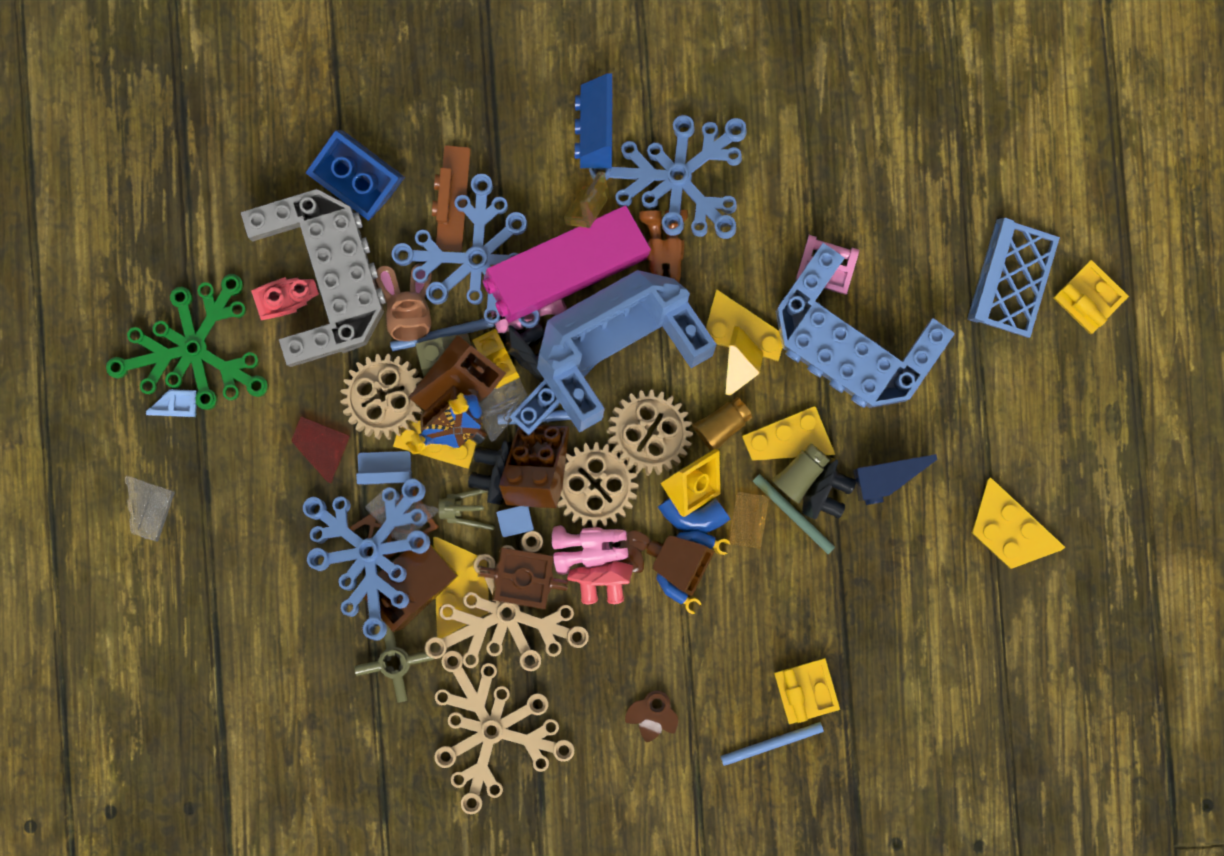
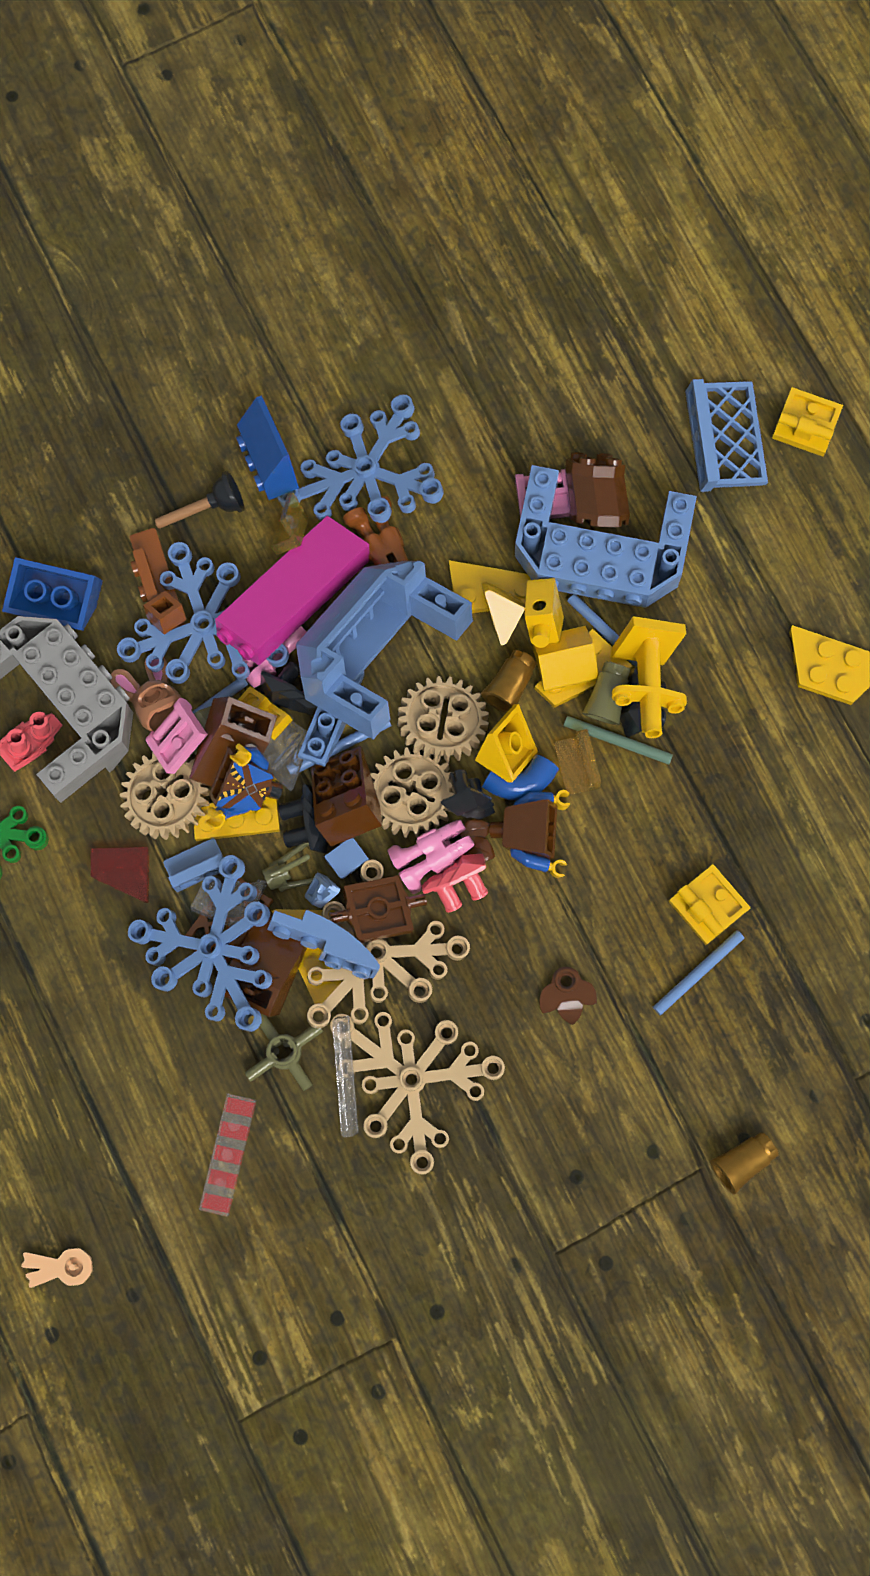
camera: 20 degrees left, 10 degrees down
(148, 765) = (71, 1267): none -> light nougat piece
(313, 727) = (227, 1155): none -> clear tile
(413, 361) = (180, 741): none -> bright pink plate
(437, 706) = (345, 1076): none -> clear tile
(446, 236) = (164, 612): none -> dark orange plate
(474, 594) = (337, 945): none -> medium blue slope
(482, 539) = (321, 890): none -> light blue tile
(543, 145) = (223, 495): none -> black piece
(641, 513) = (468, 799): none -> black connector
(773, 389) = (544, 624): none -> yellow torso
(778, 424) = (568, 661): none -> yellow slope
(829, 419) = (595, 620): none -> medium blue bar
(854, 446) = (651, 645): none -> yellow piece
(873, 284) = (597, 490): none -> reddish brown brick
(884, 479) = (688, 665): dark blue slope -> none

